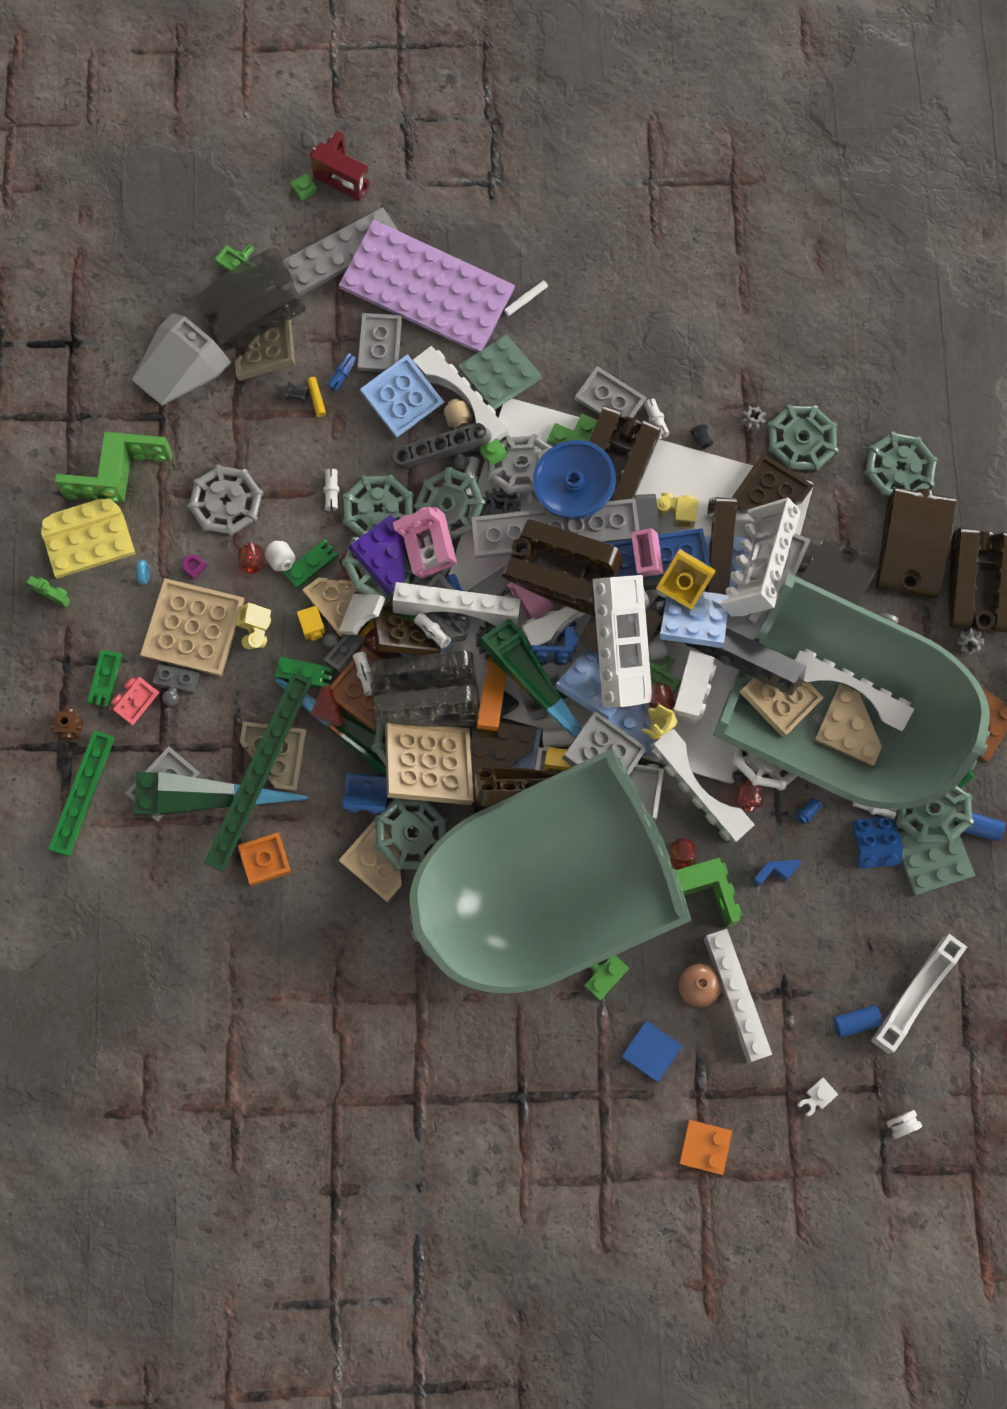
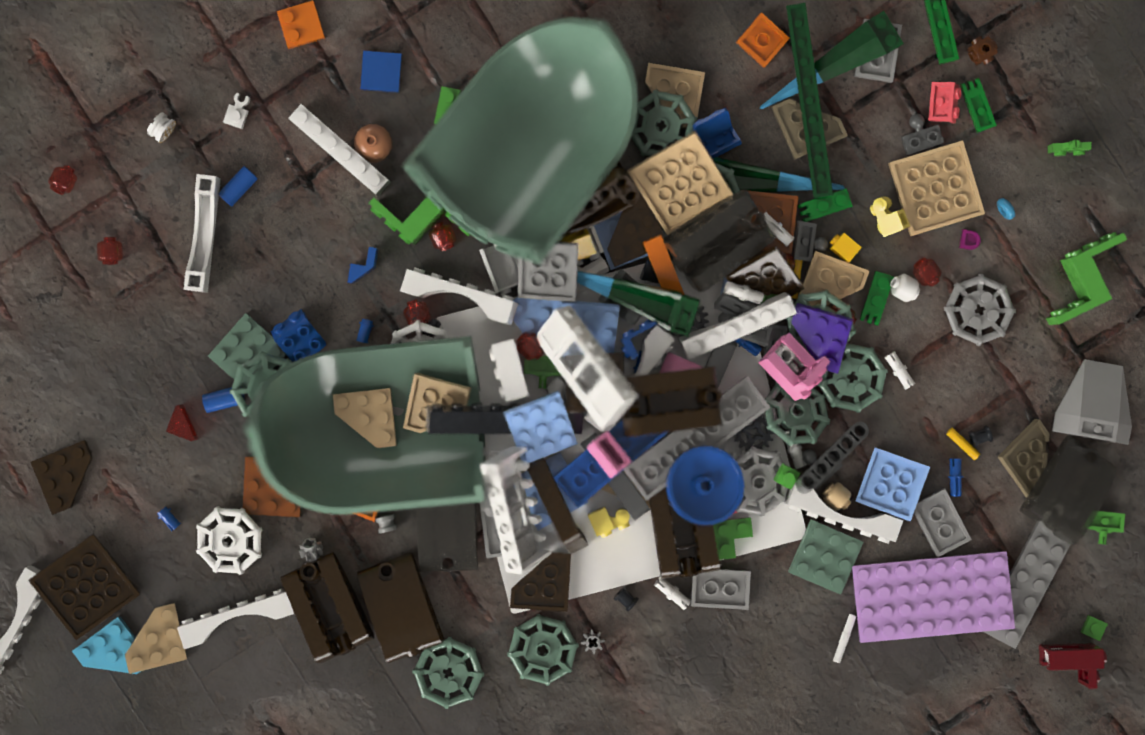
camera: 160 degrees right, 15 degrees up
(86, 537) = (1070, 211): light yellow plate -> none
(327, 707) = (787, 182): clear red slope -> none
(360, 610) = (811, 276): white tile -> none
(659, 717) = (522, 328): light yellow piece -> none
(685, 579) = (565, 452): yellow slope -> none
(891, 711) = (342, 446): white arch -> none

